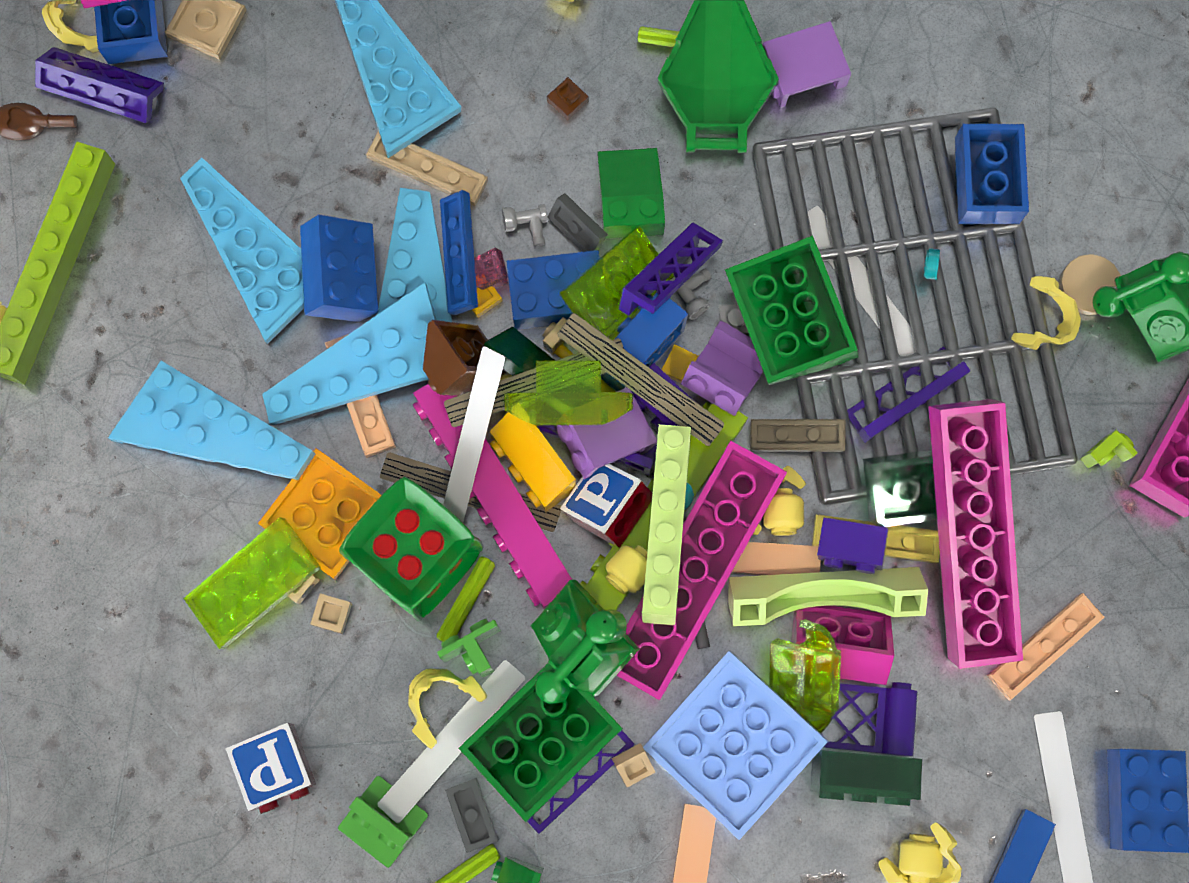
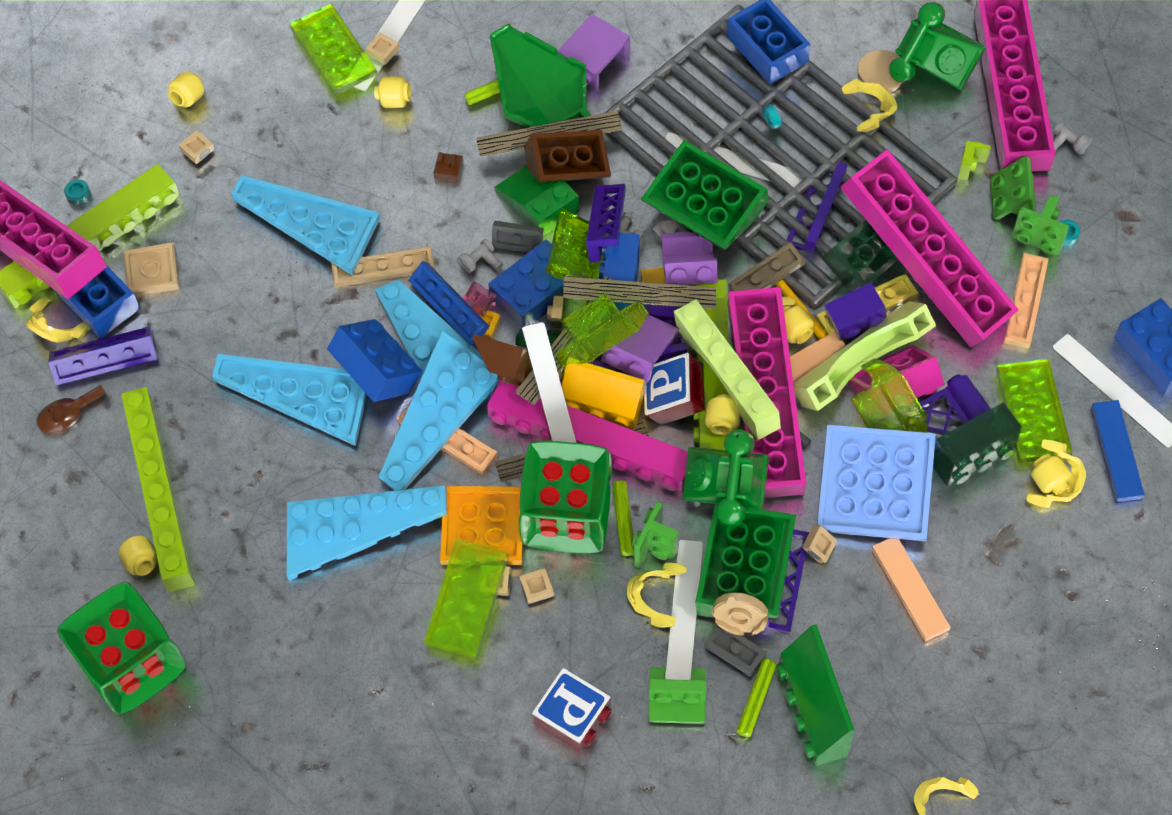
camera: 30 degrees left, 15 degrees down
(490, 793) = (740, 613): none -> tan tile
(685, 172) = (567, 156): none -> reddish brown slope
(689, 131) = (516, 139): none -> dark tan sticker
(805, 472) = (787, 292): none -> yellow bar
(960, 772) = (1034, 401): none -> clear neon green plate
(1121, 586) = (1042, 229): none -> bright green bracket
(1124, 518) = (1013, 189): none -> bright green bracket
(1147, 599) = (1073, 232): none -> teal tile

